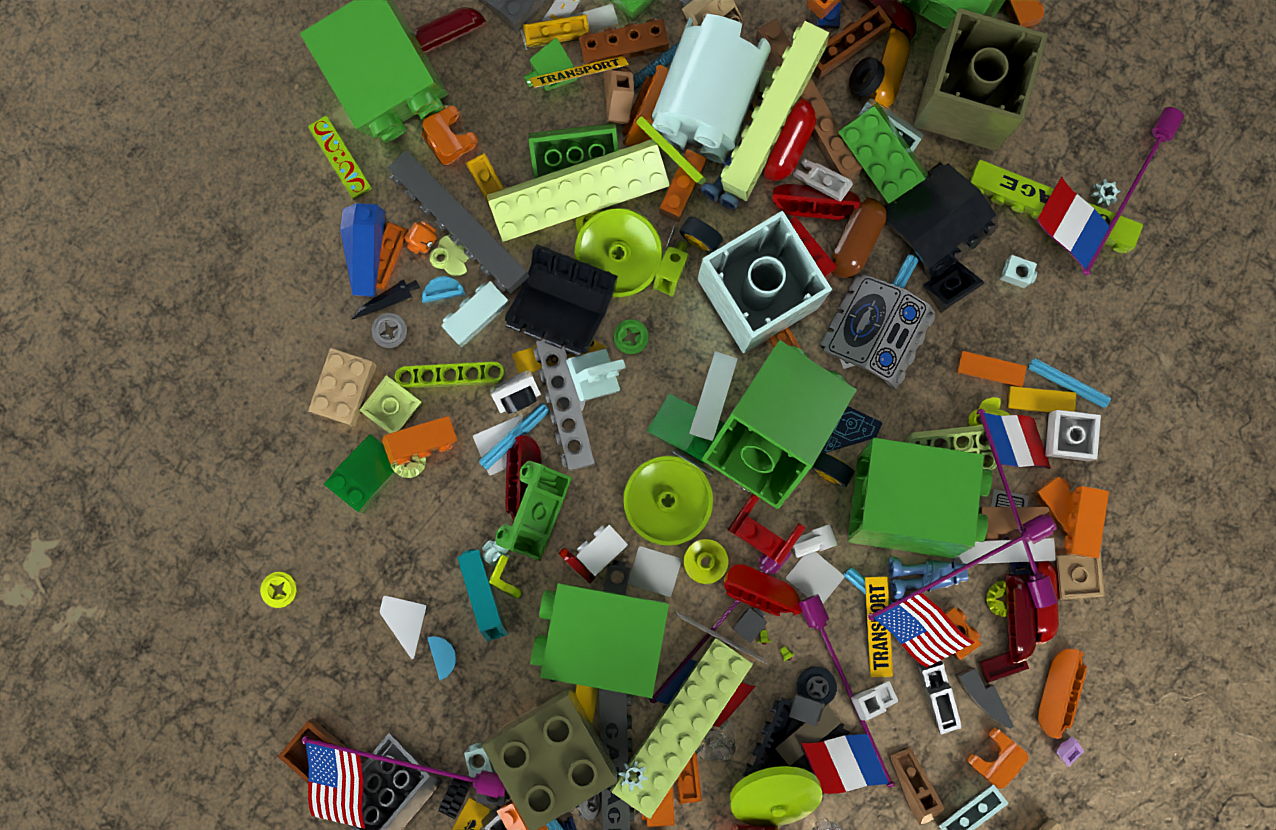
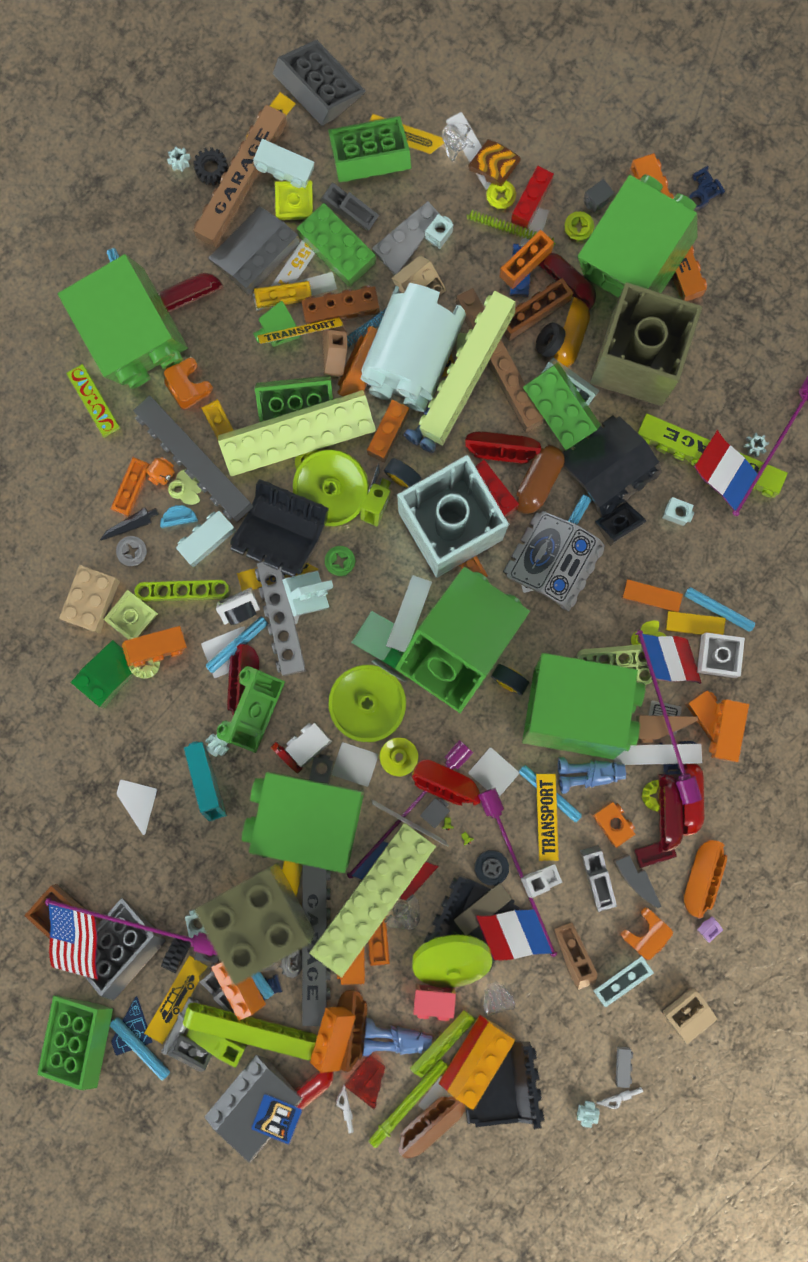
camera: 10 degrees right, 0 degrees up
(268, 591) = (21, 773): neon yellow gear -> none
(362, 241) = (110, 474): blue wedge -> none
(443, 655) = (170, 832): medium azure tile -> none
(495, 580) = (230, 778): neon yellow piece -> none
(640, 777) = (332, 940): light aqua gear -> none
(671, 151) = (378, 401): lime tile -> none
(761, 537) = (447, 737): red plate -> none
(791, 141) = (482, 394): red brick -> none
(806, 709) = (481, 887): dark grey brick -> none
(818, 539) = (496, 740): white piece -> none
(824, 180) = (510, 428): white hinge -> none
(852, 429) = (528, 644): dark blue sticker -> none
(924, 626) = (586, 818): flag -> none
(1079, 577) = (723, 778): tan tile -> none

